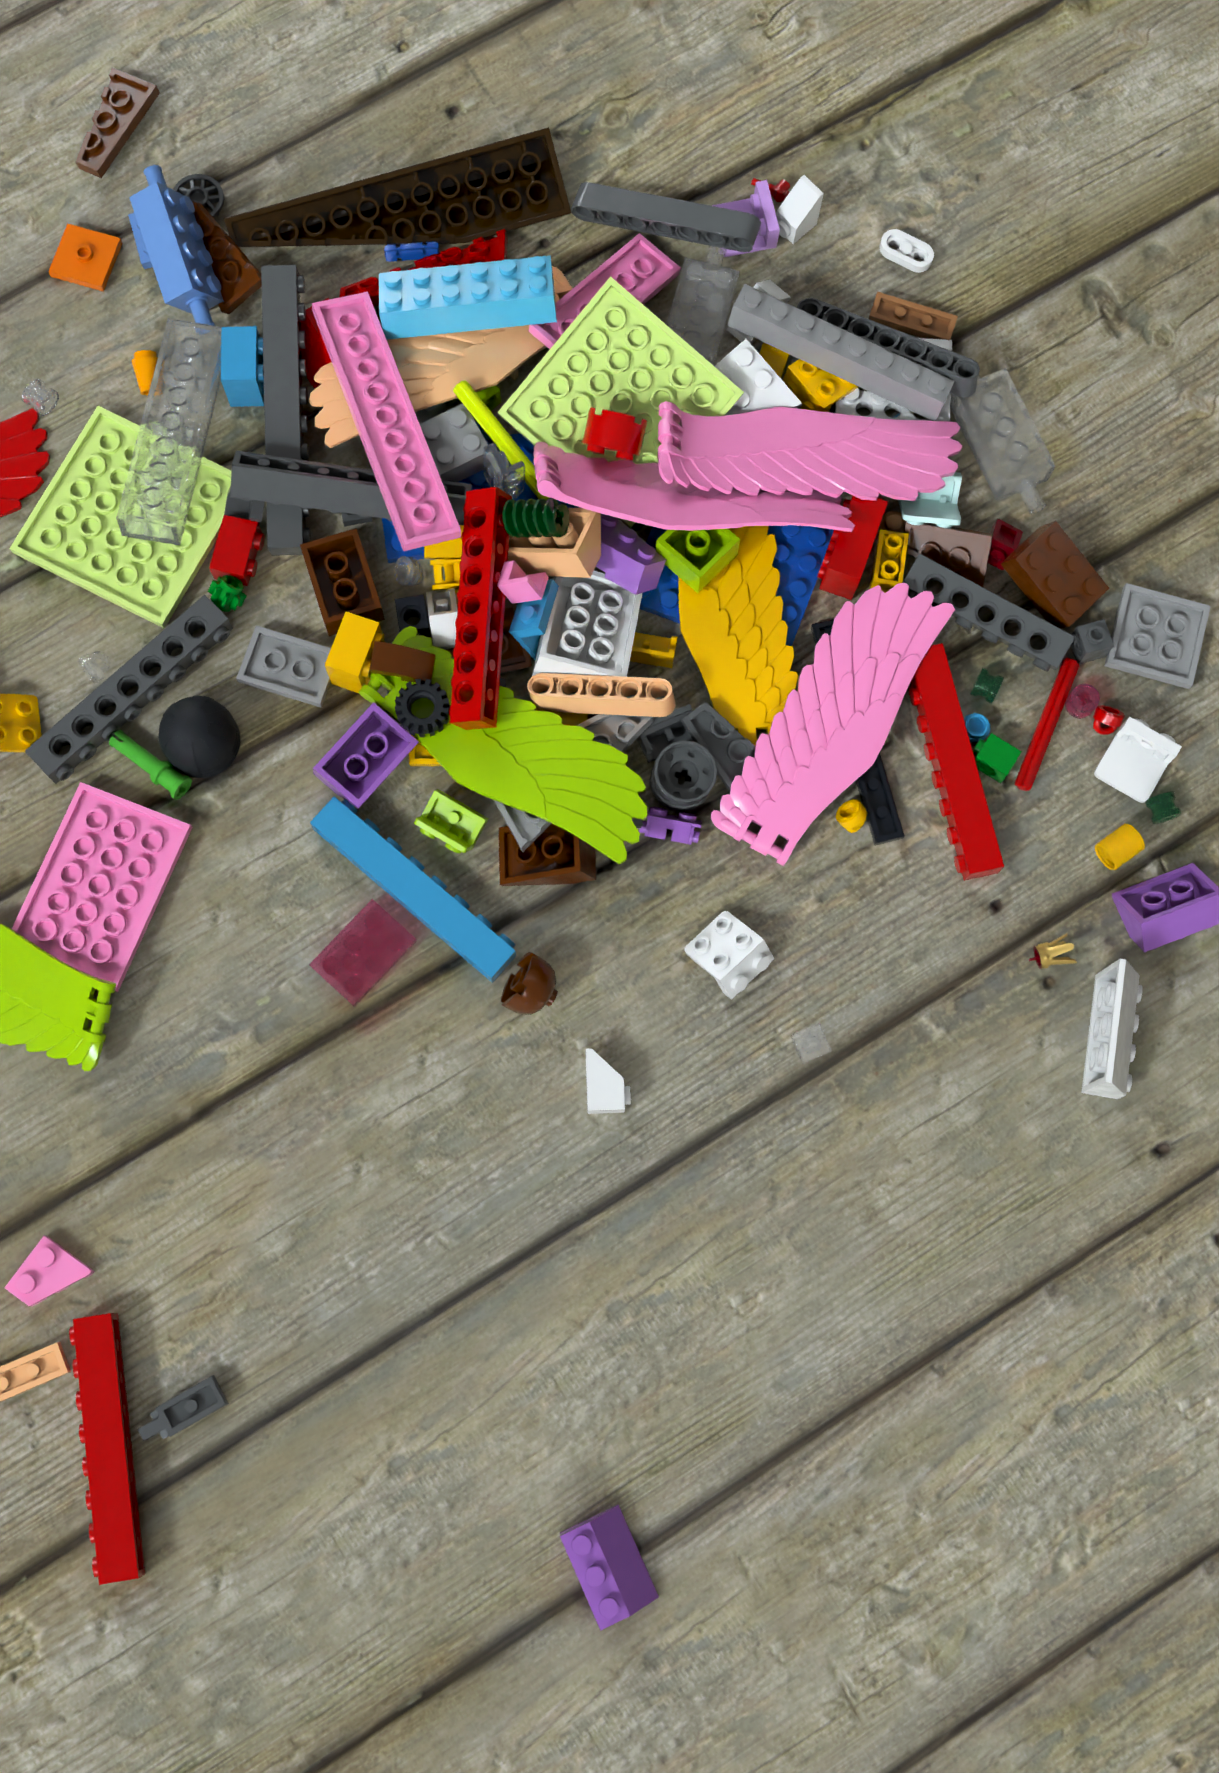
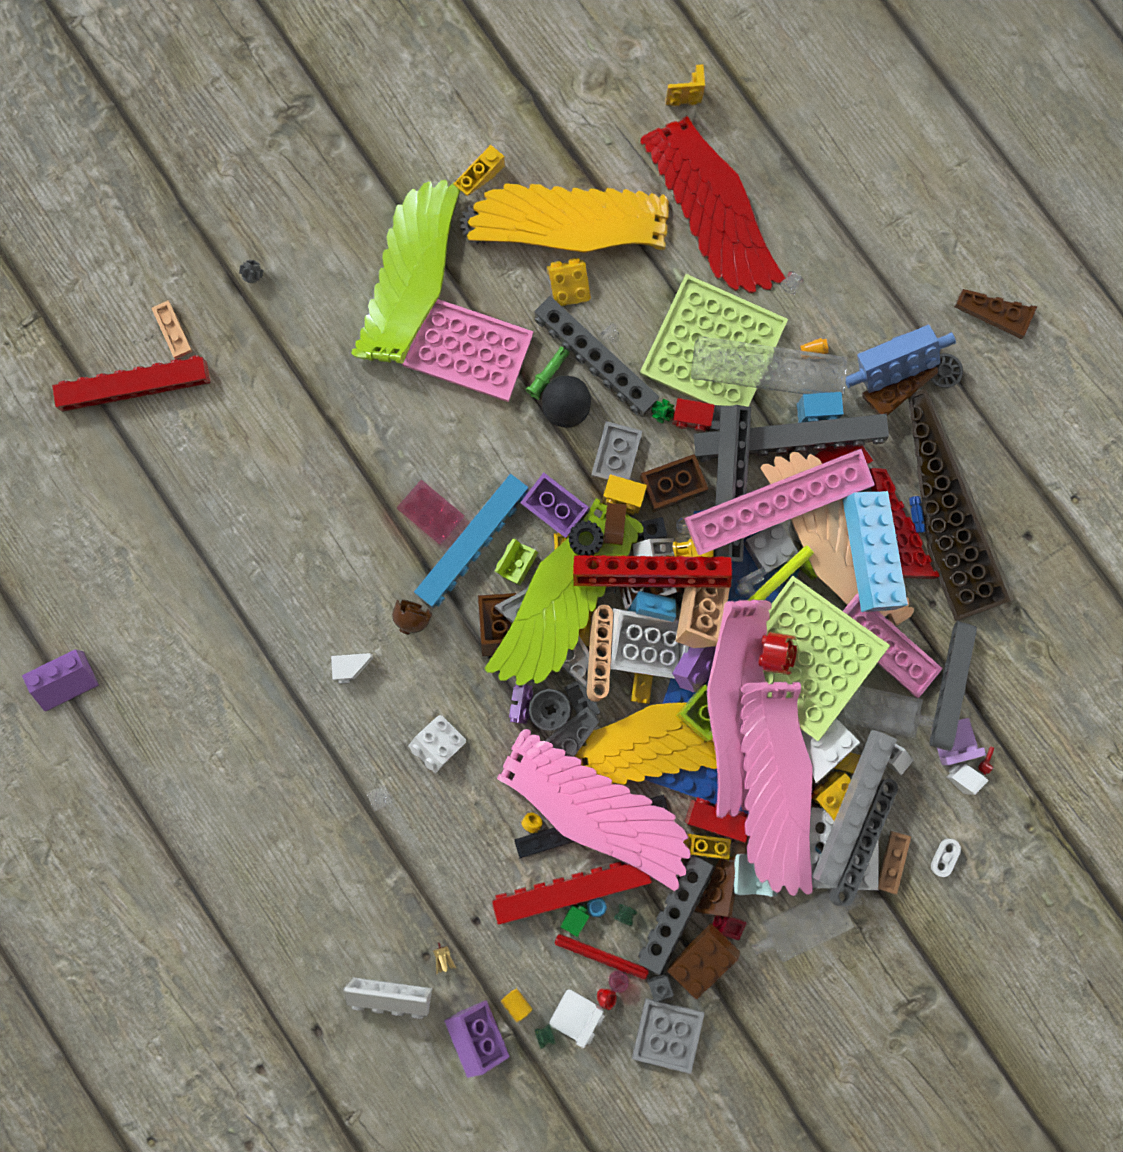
camera: 90 degrees right, 5 degrees up
(46, 1272) = (232, 340): bright pink wing -> none
(85, 257) = (895, 302): orange plate -> none
(185, 1409) = (152, 426): dark grey hinge -> none
(519, 586) = (669, 597): bright pink panel -> none
(535, 518) = (712, 602): dark green piece -> none

